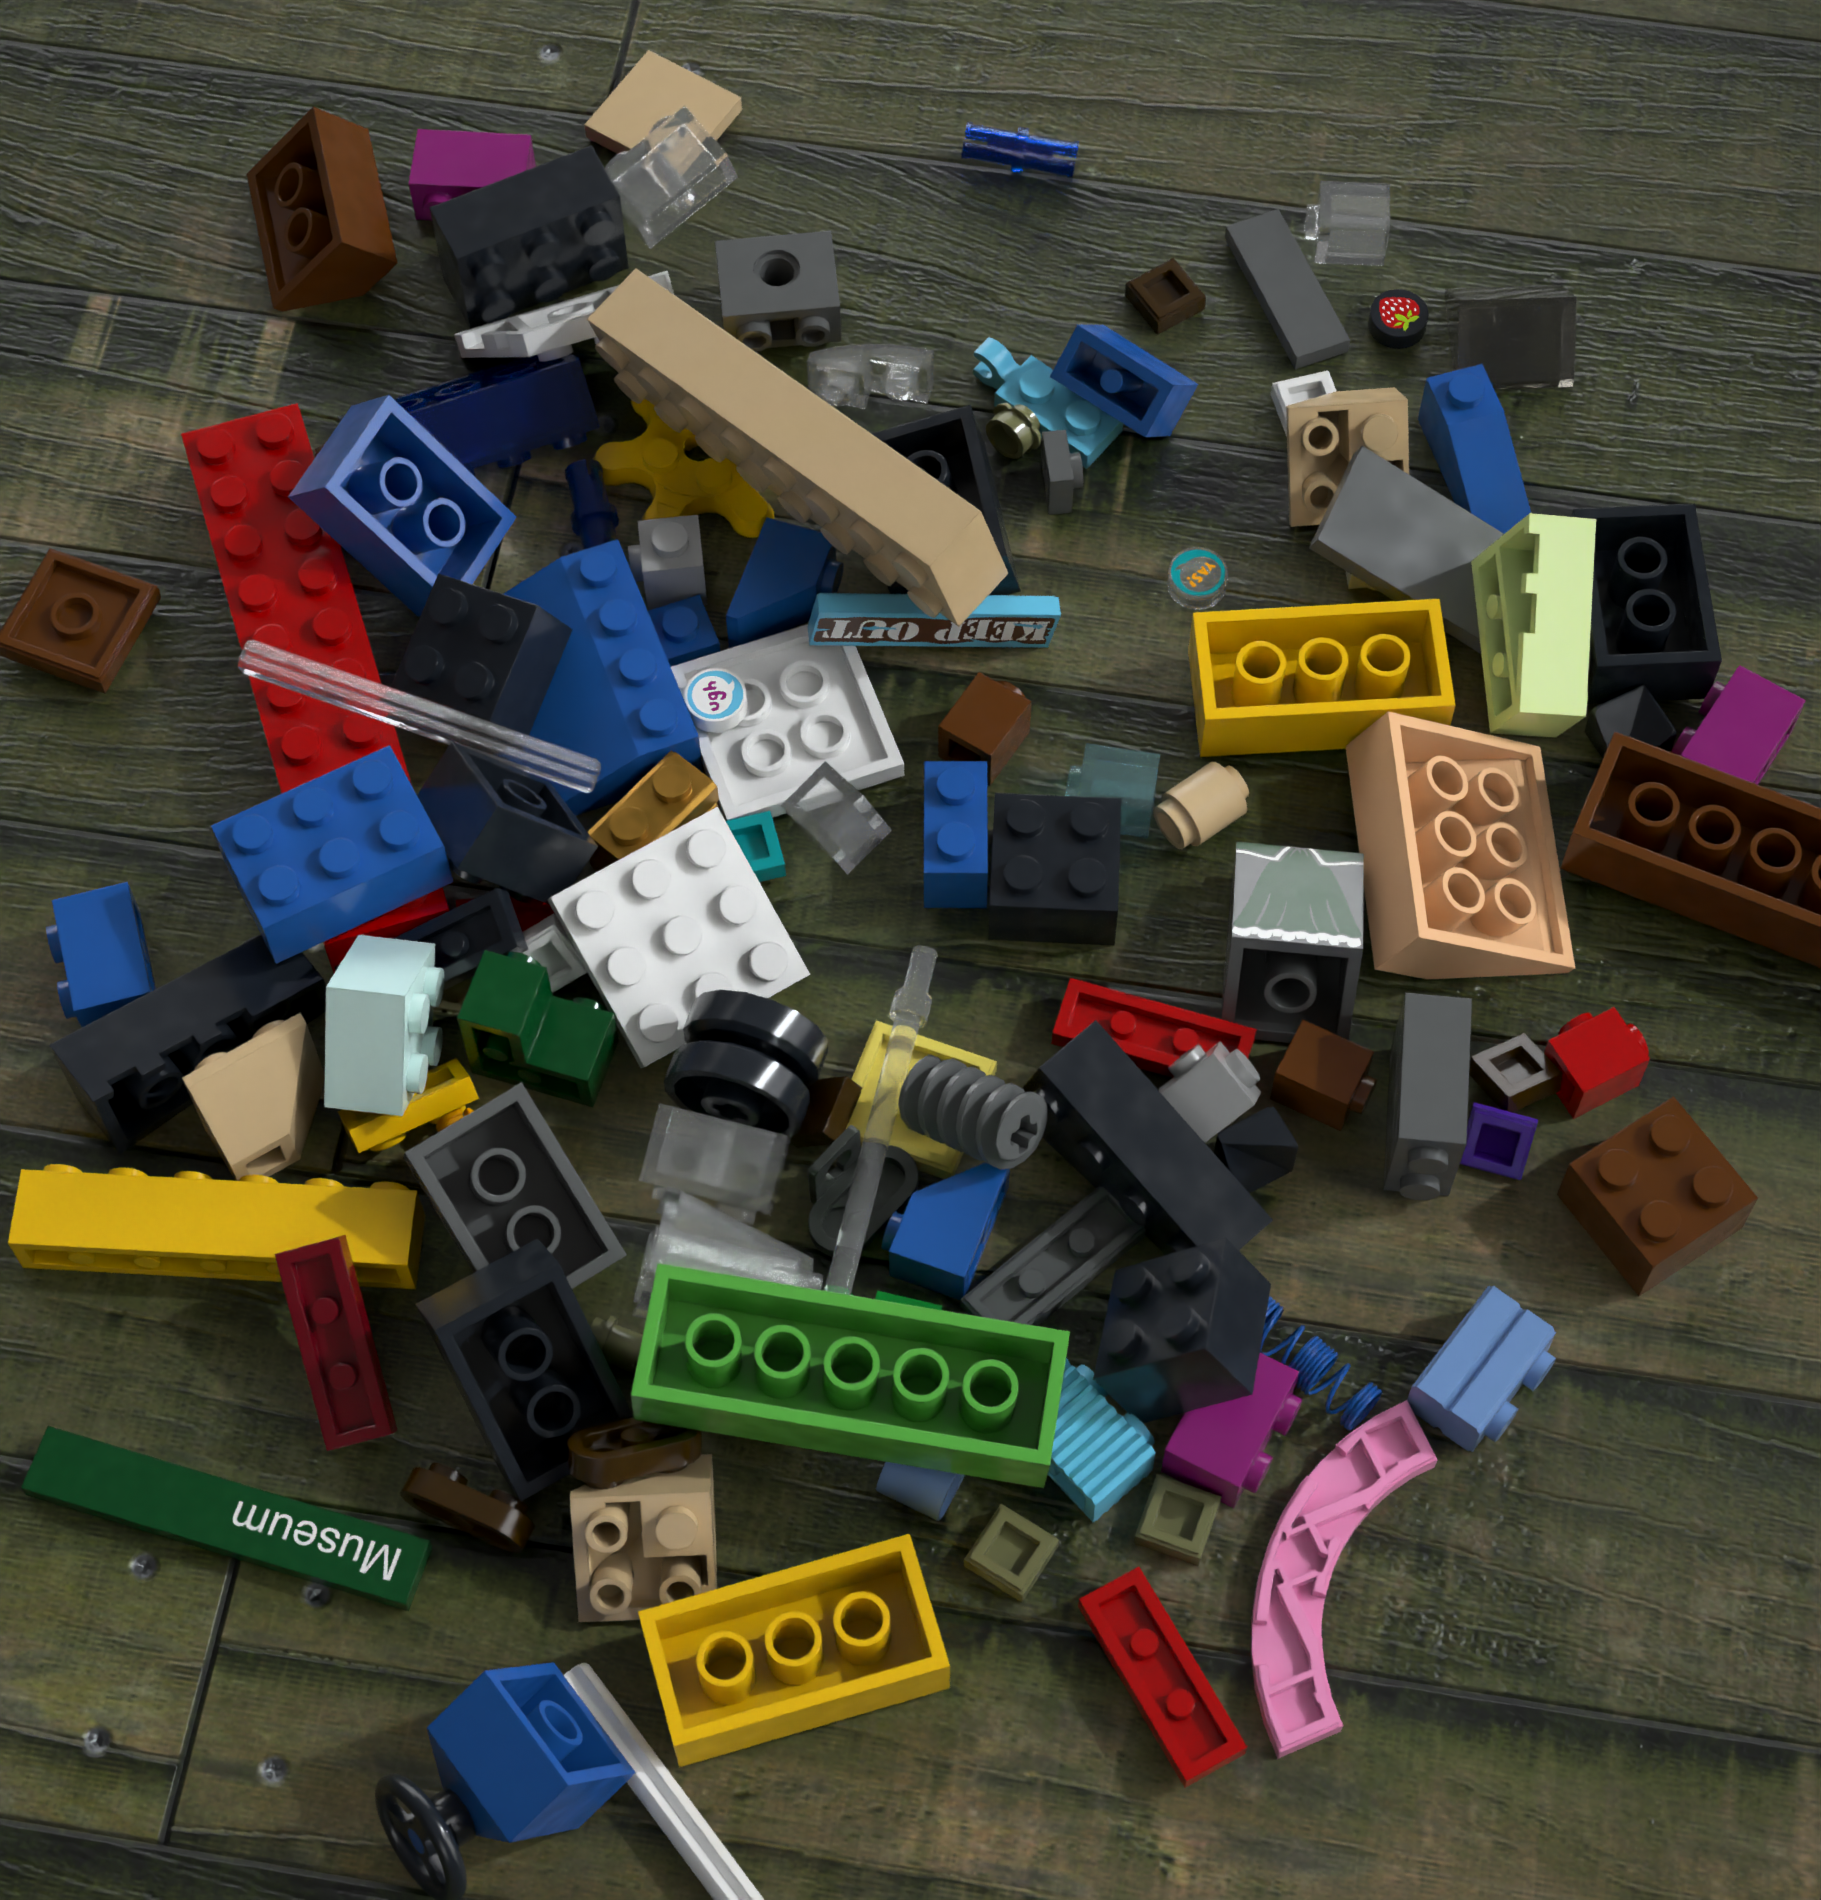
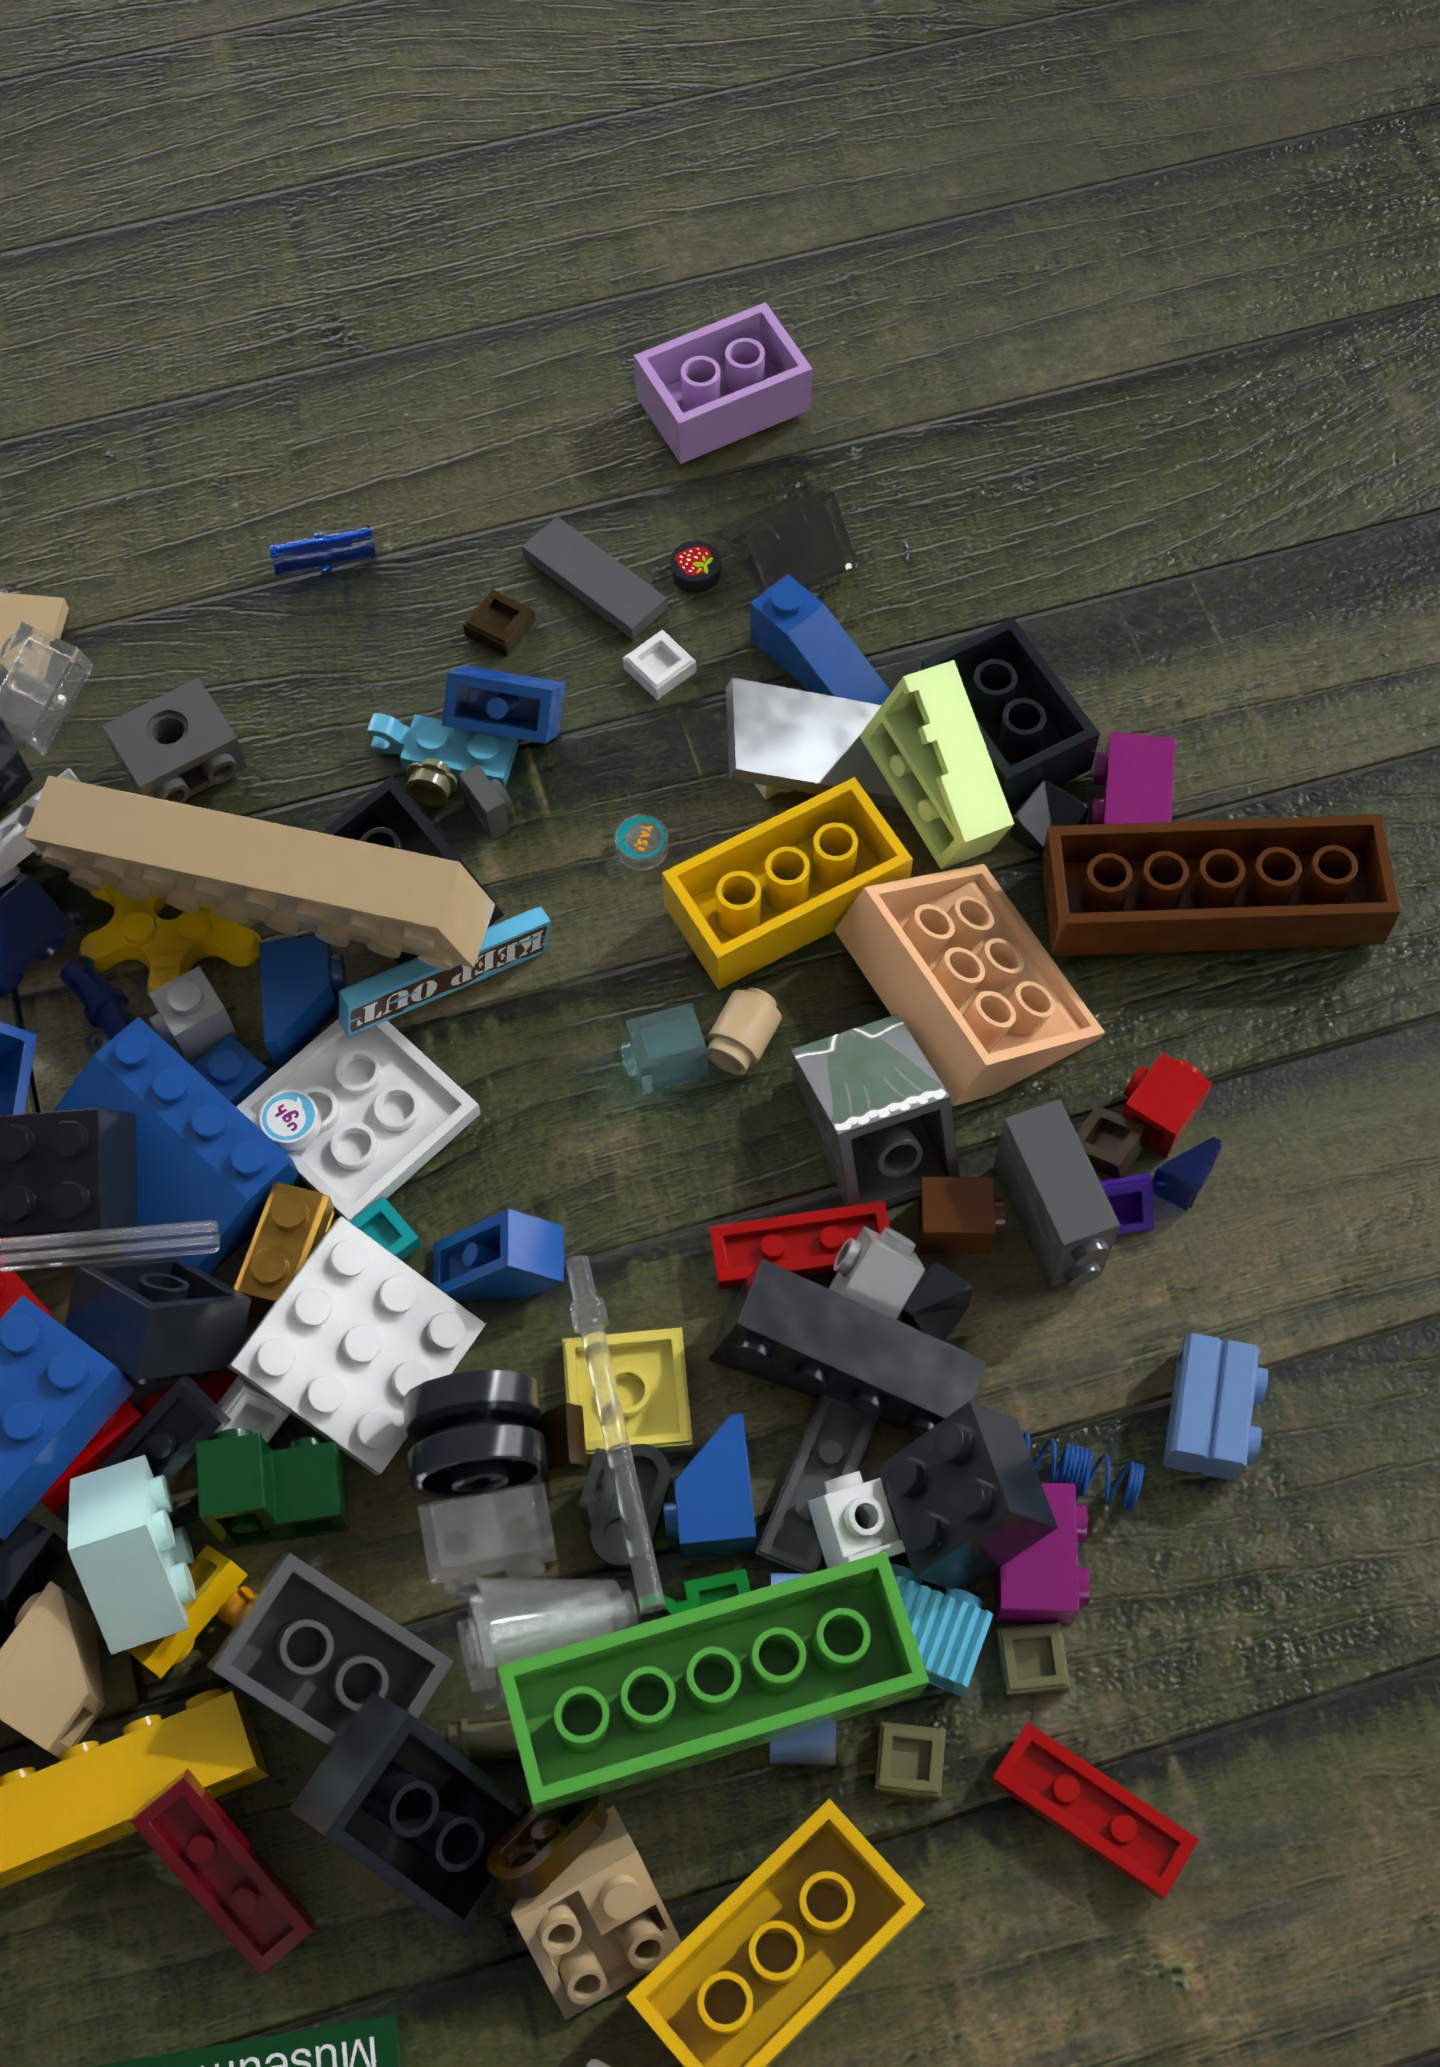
camera: 25 degrees left, 0 degrees up
(445, 1497) = (388, 1965): dark brown plate -> none
(836, 817) = (444, 1177): clear brick -> none
(852, 371) = (269, 789): clear slope -> none
(854, 918) = (500, 1258): none -> blue slope
(955, 834) = (552, 1146): blue brick -> none
(972, 1111) = (692, 1386): dark grey piece -> none
(985, 725) = (530, 1043): reddish brown brick -> none
(1047, 1305) = (836, 1525): none -> white brick
(1055, 869) = (650, 1138): black brick -> none
(1300, 1563) = (1155, 1656): bright pink tile -> none
(1326, 435) = (695, 685): tan slope -> none
(1349, 223) = (620, 504): clear brick -> none
(1523, 135) = (723, 382): none -> lavender brick
(1574, 1134) = (1184, 1176): none -> clear blue slope
(1656, 1195) = (1272, 1194): reddish brown brick -> none

